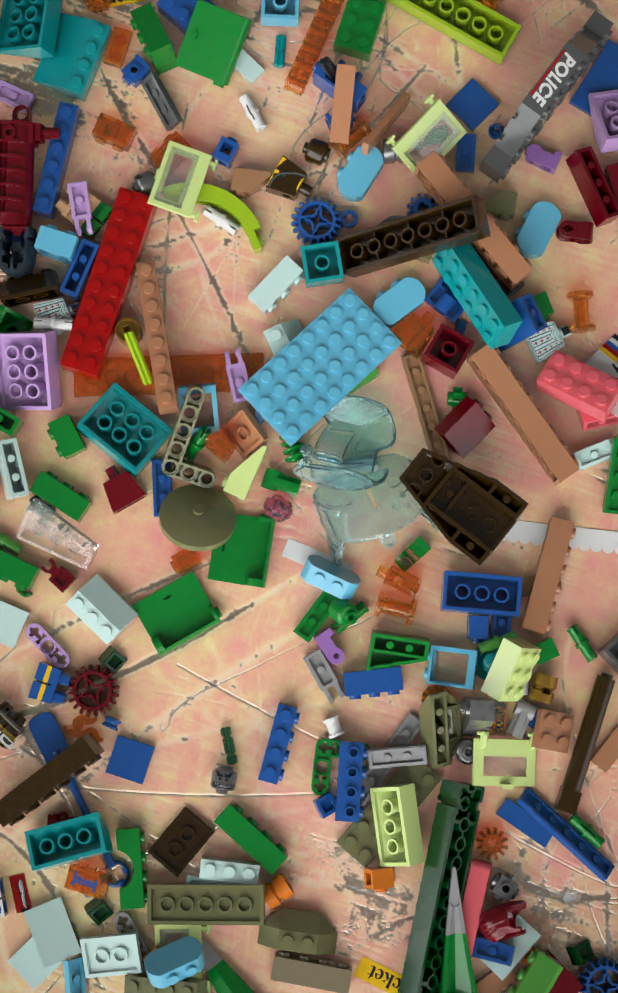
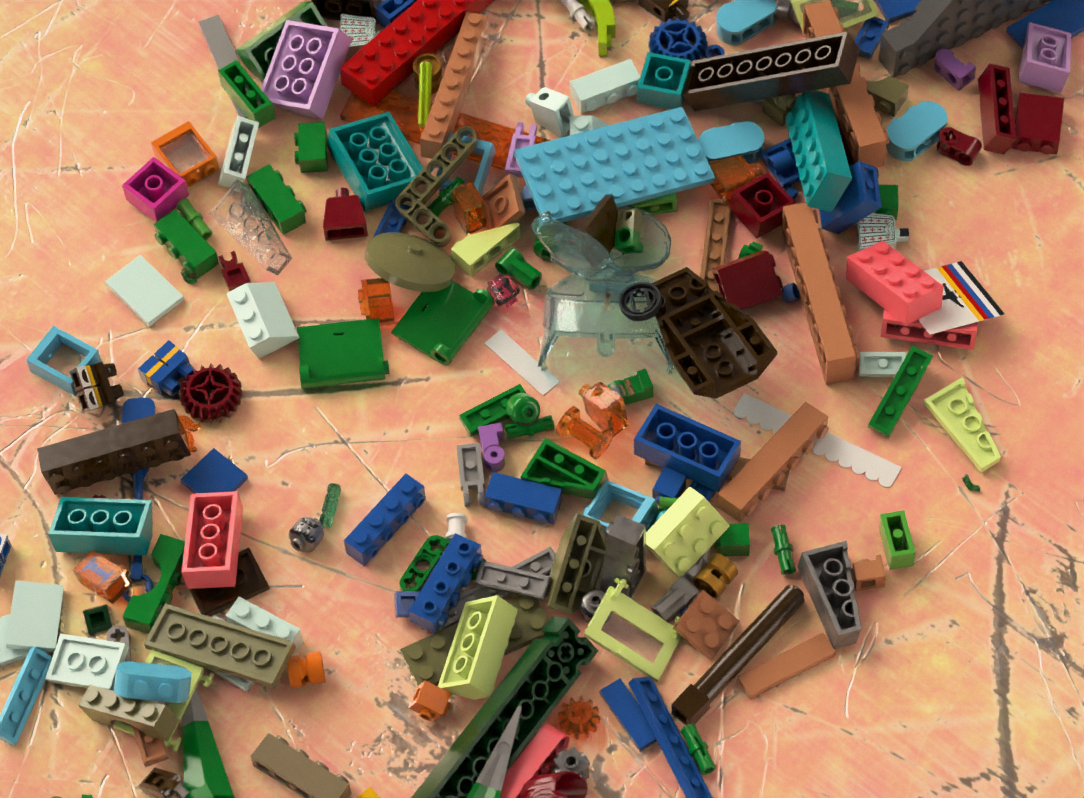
camera: 30 degrees right, 25 degrees down
(20, 893) = (22, 566): sticker -> none
(34, 639) = (187, 327): lavender beam -> none
(53, 323) = (357, 36): white pin -> none
(111, 722) = (213, 432): blue bush -> none
(112, 659) = (249, 375): dark green slope -> none
(158, 819) = (212, 540): none -> coral brick
(243, 328) = (551, 110): none -> light aqua torso
(251, 838) = (305, 605): green brick -> none
(298, 932) = (310, 726): olive wedge -> none
(329, 578) = (526, 373): medium azure brick -> none
(338, 435) = (602, 222): none -> dark brown tile
(355, 419) = (629, 231): none -> leg
(389, 490) = (631, 292): none -> black piece
(499, 418) = (790, 293): none -> blue hinge
(499, 725) = (650, 586): tile -> none
(581, 311) = (934, 208): clear orange piece -> none

